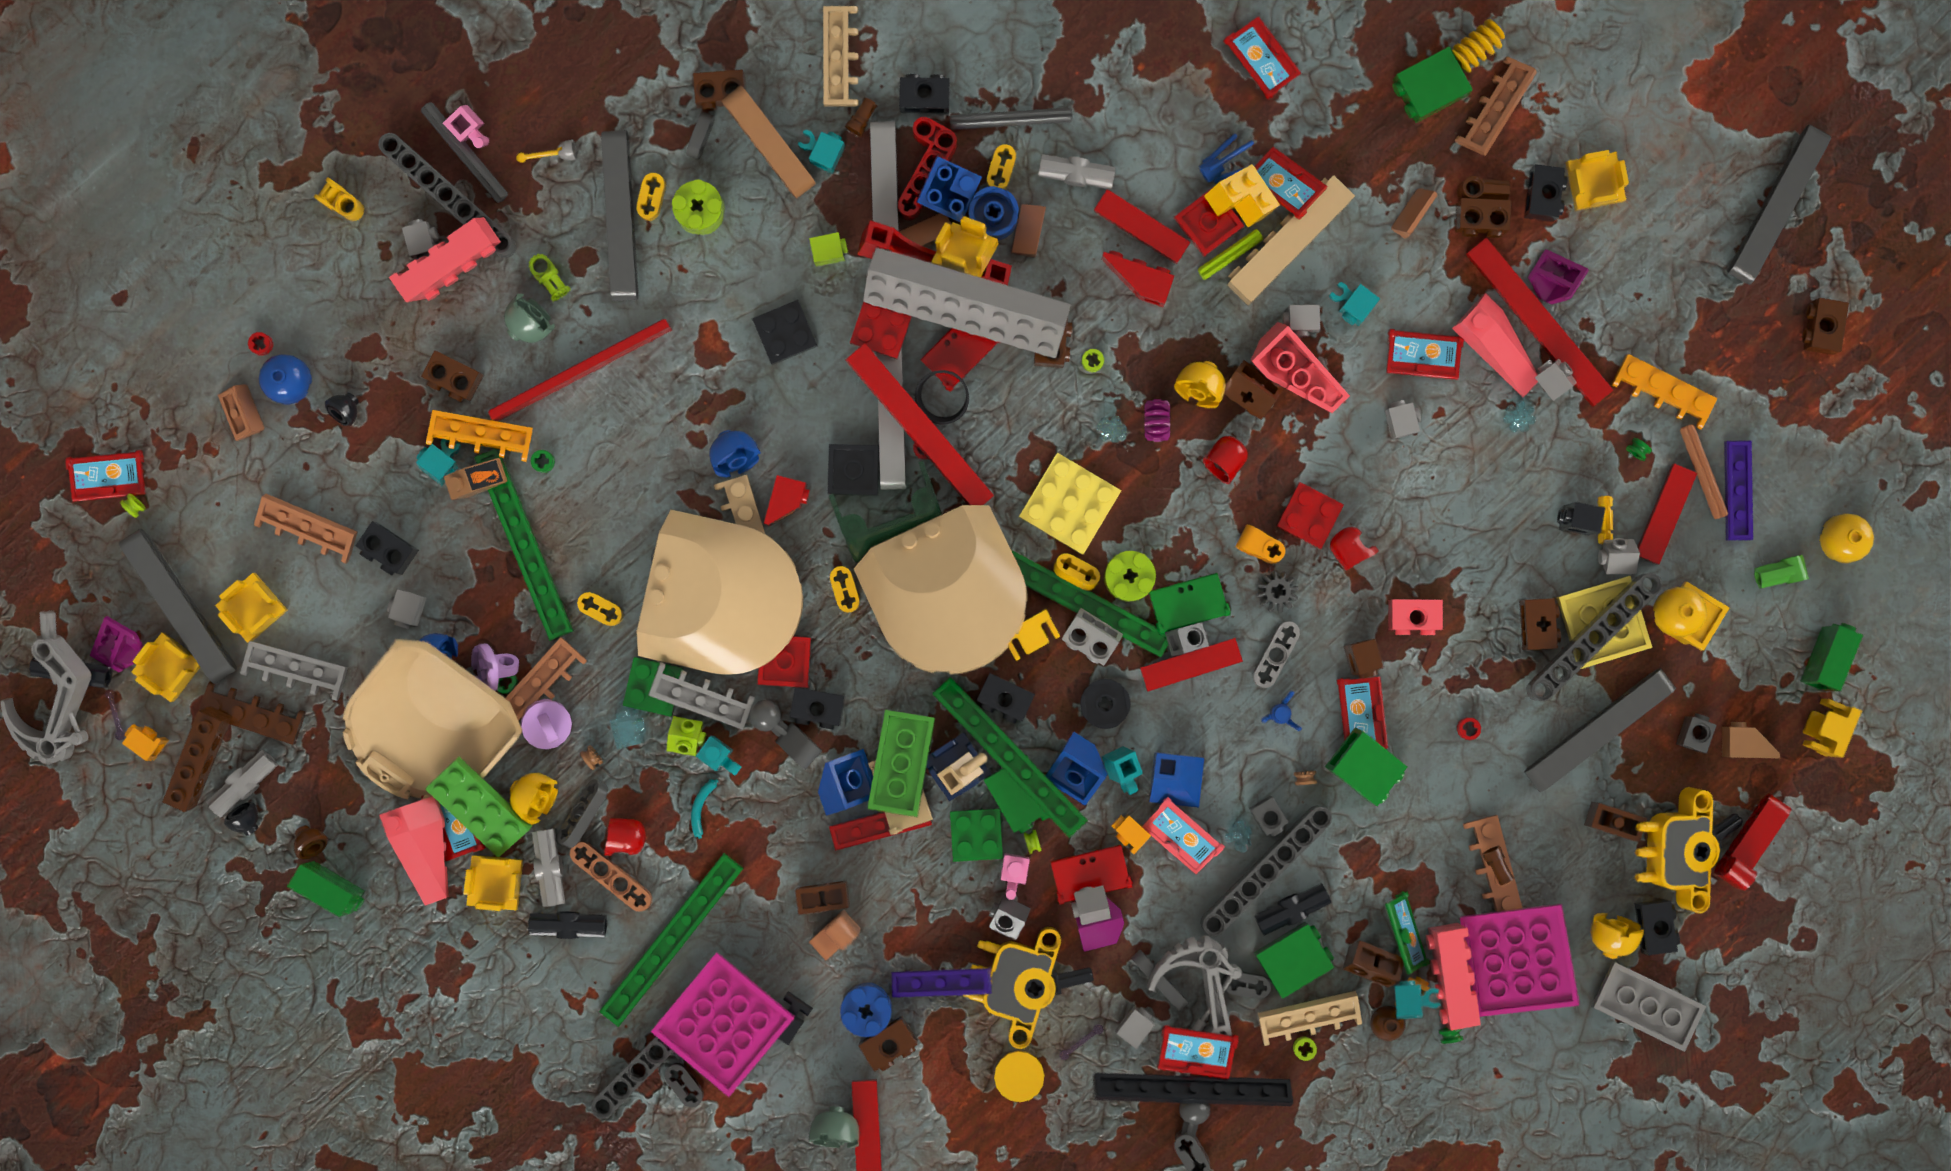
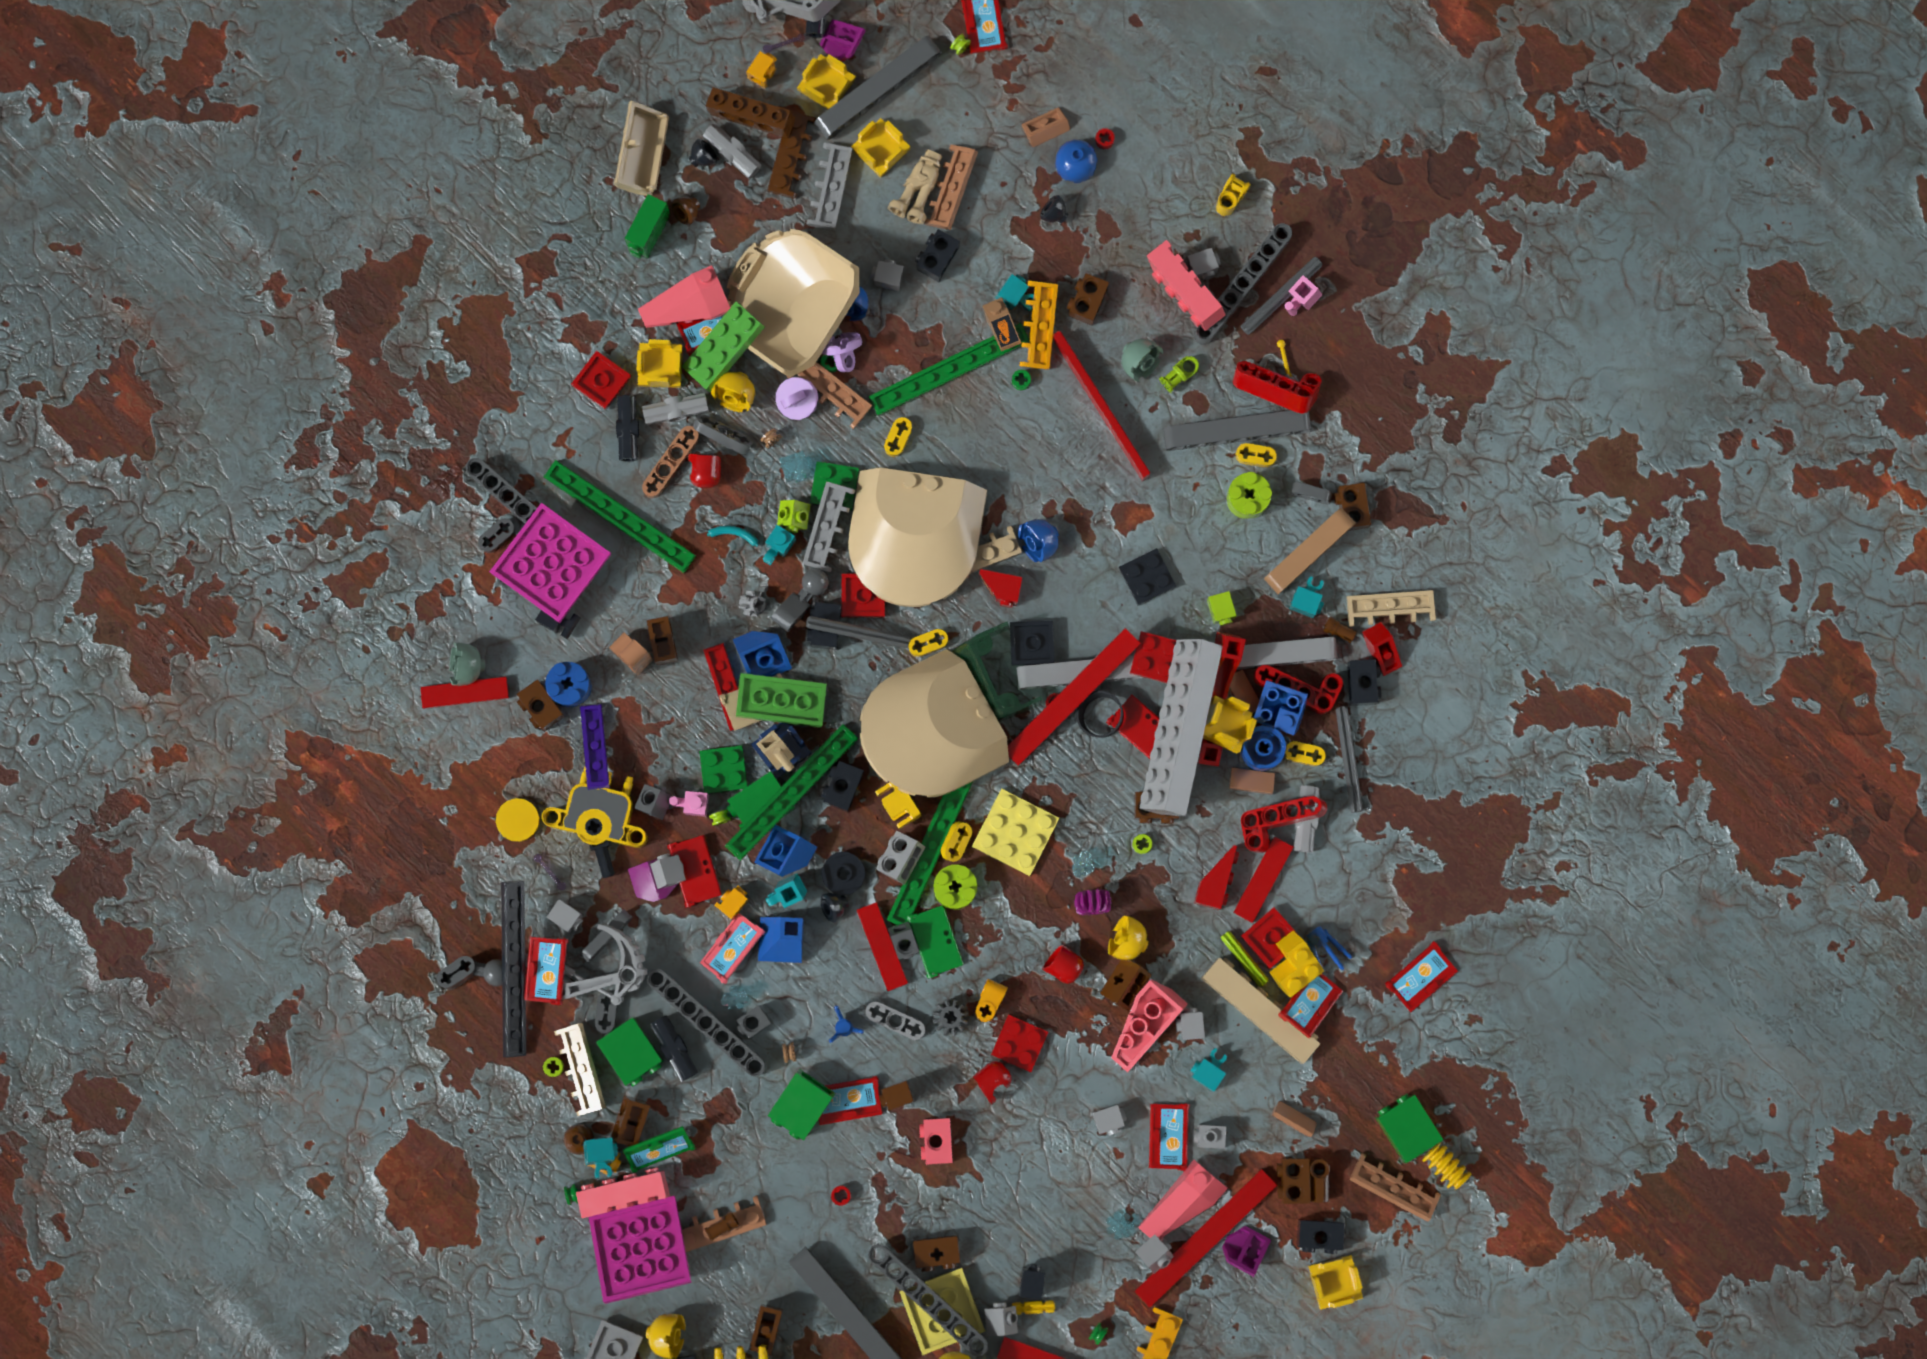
camera: 85 degrees right, 5 degrees down
(232, 891) = (641, 149): none -> tan container
(293, 561) = (921, 179): none -> tan piece
(507, 953) = (601, 380): none -> red plate
(574, 164) = (1276, 387): none -> red beam
(785, 790) = (752, 603): none -> light grey gear
(827, 669) = (857, 632): none -> dark grey axle
(886, 69) = (1382, 648): none -> red slope
(1075, 195) = (1284, 818): none -> red beam
(1142, 717) = (833, 906): none -> black brick
(1428, 307) = (1210, 1136): none -> light grey brick

